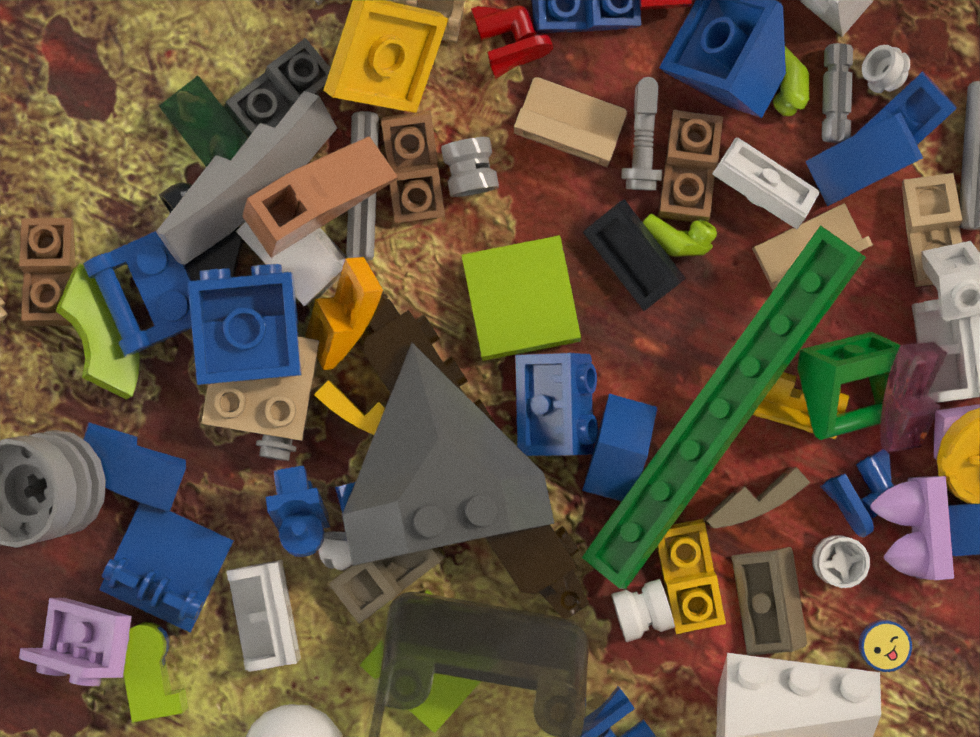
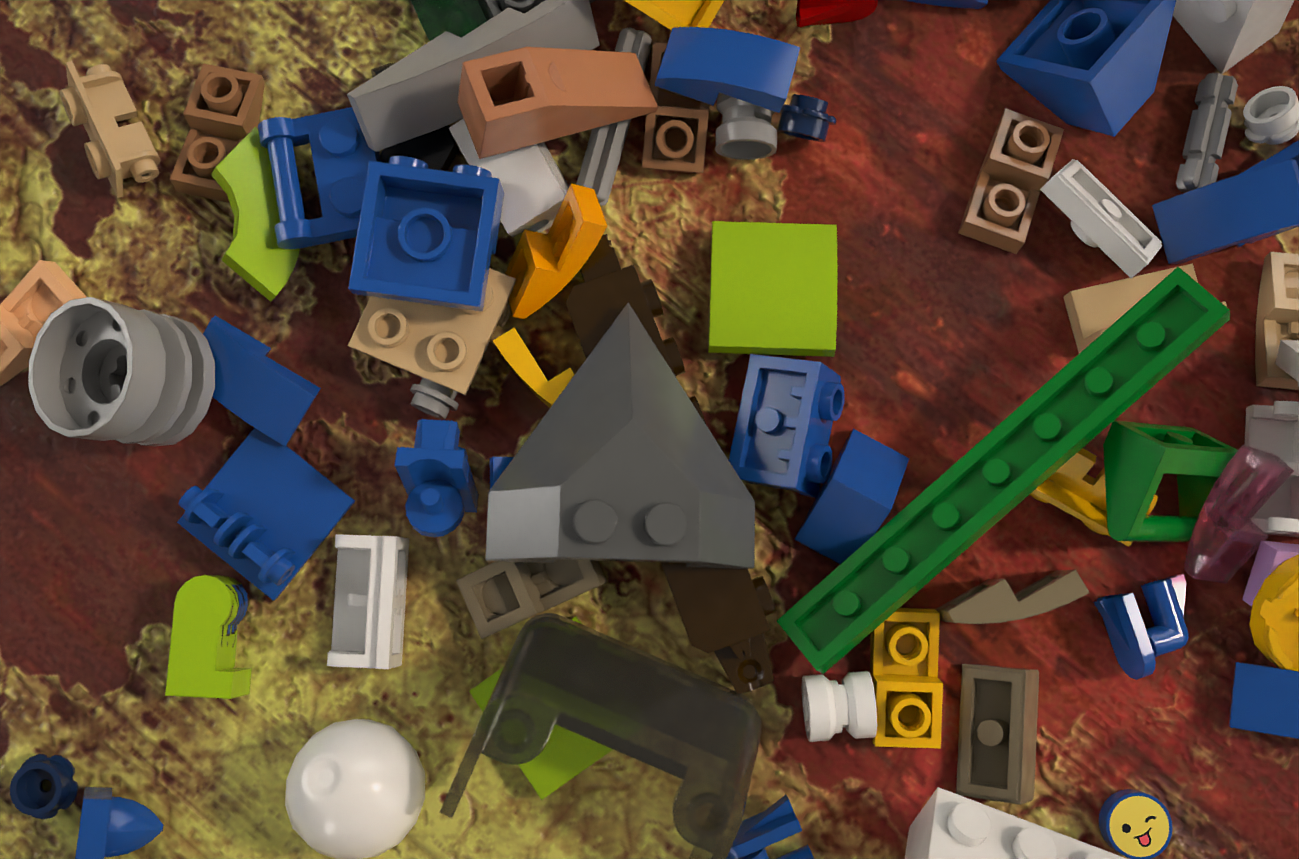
camera: 20 degrees right, 5 degrees down
(81, 642) = (132, 582): lavender bracket -> none
(335, 551) = (471, 542): white hinge -> none
(445, 132) = (732, 62): none -> blue slope
(516, 155) = (805, 118): none -> dark blue plate
(570, 121) = (877, 98): tan panel -> none
(634, 255) = (921, 267): black tile -> none
(641, 174) = (951, 175): light grey hinge -> none
(682, 243) = (974, 263): lime arm -> none
(793, 88) = (1157, 116): lime arm -> none
(847, 565) = (1118, 704): white wheel -> none
(924, 506) = (1227, 670): lavender tile -> none

